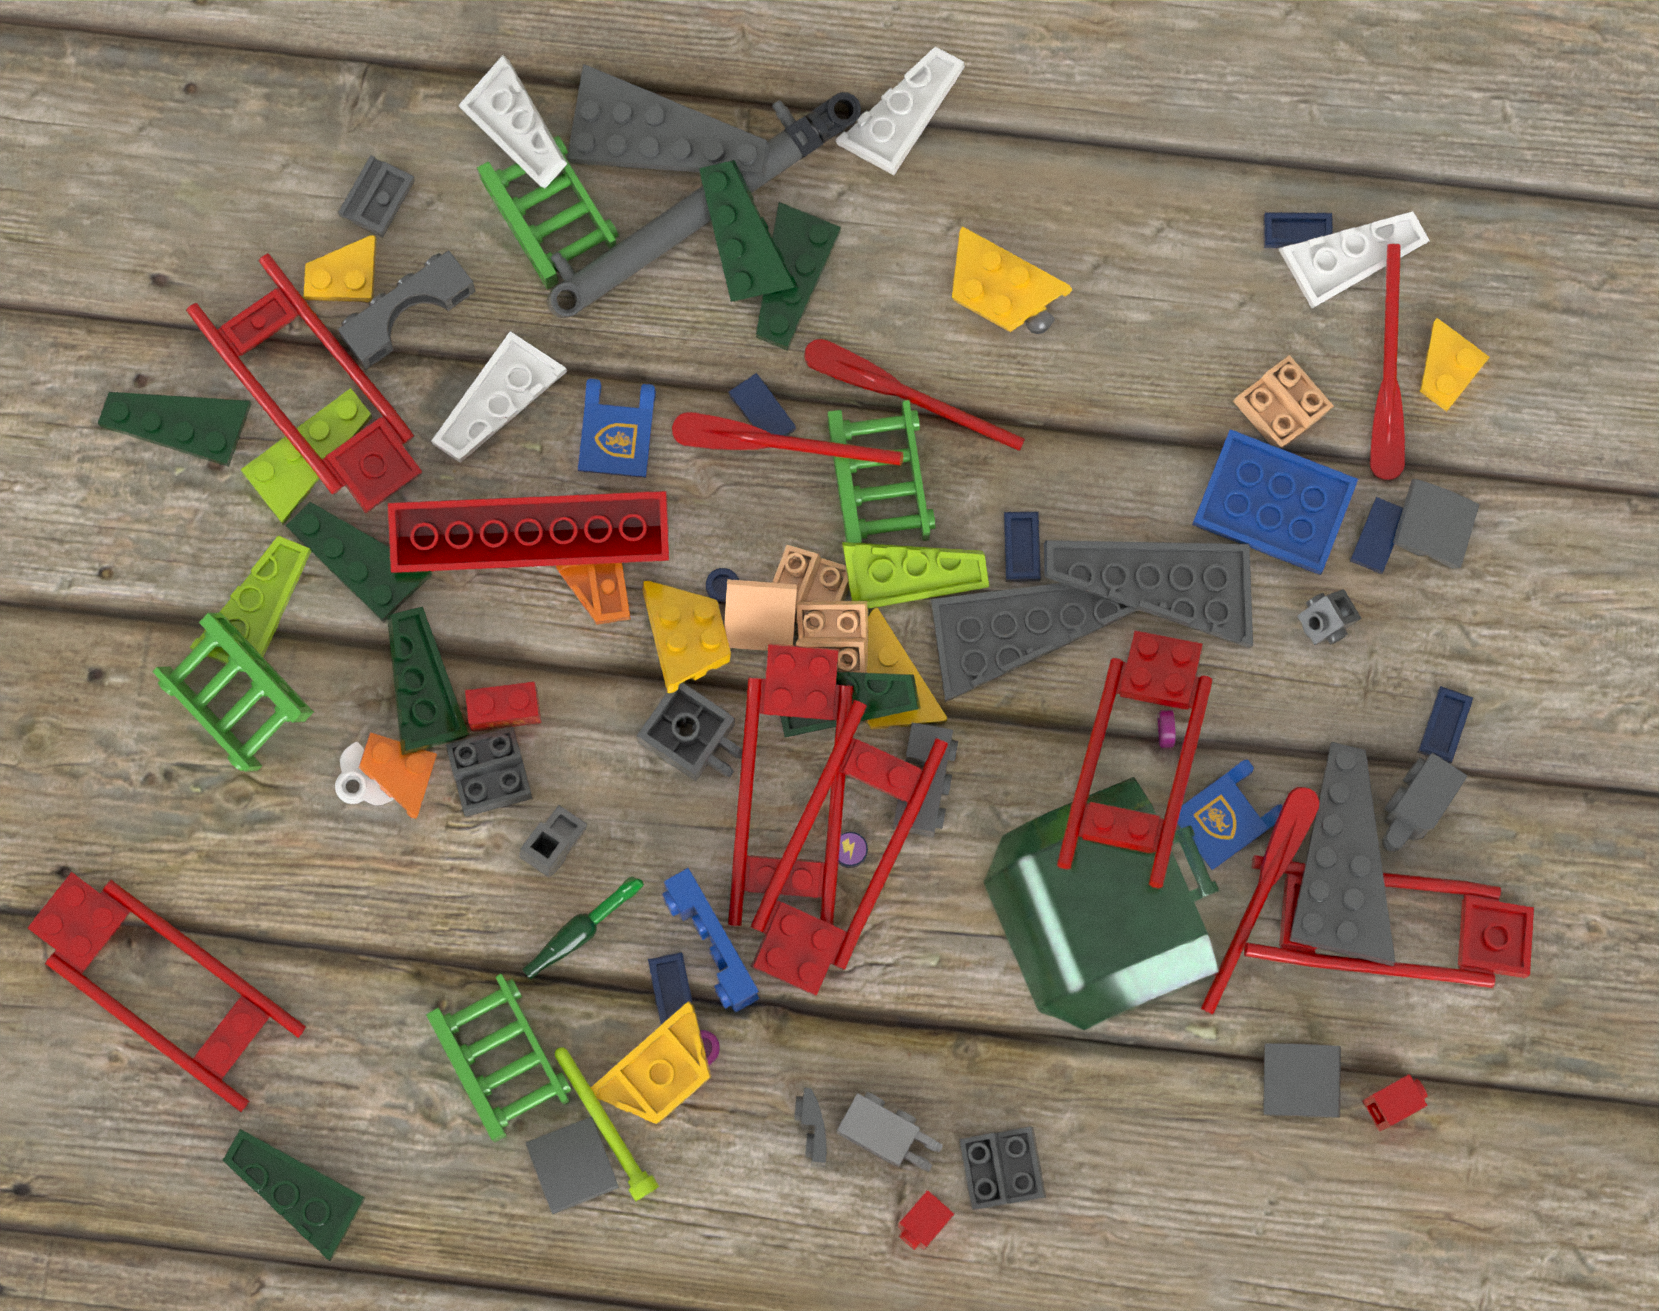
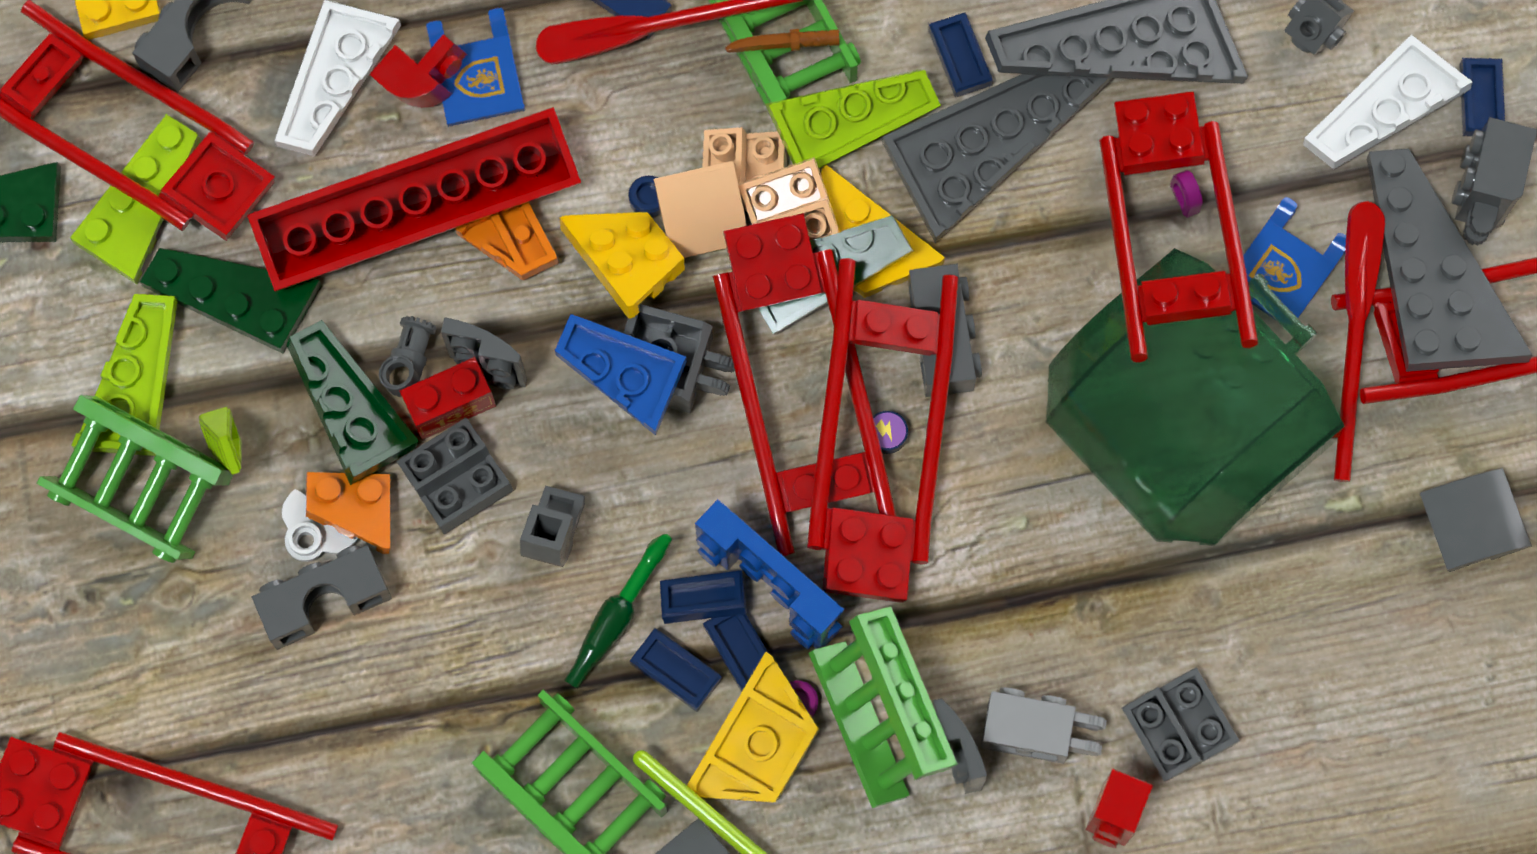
camera: 15 degrees left, 5 degrees down
(312, 682) = (222, 437): none -> lime slope
(319, 836) = (287, 604): none -> dark grey arch
(483, 659) = (408, 353): none -> dark grey connector
(547, 683) = (498, 360): none -> dark grey slope
(567, 429) = (420, 82): none -> red brick
(614, 989) = (675, 669): none -> dark blue tile
(649, 733) = (623, 368): none -> blue wing
(654, 938) = (703, 597): none -> dark blue tile
(780, 1078) = (904, 700): none -> bright green fence
(883, 494) = (793, 40): none -> dark orange piece
(1367, 702) = (1388, 100): none -> white wing

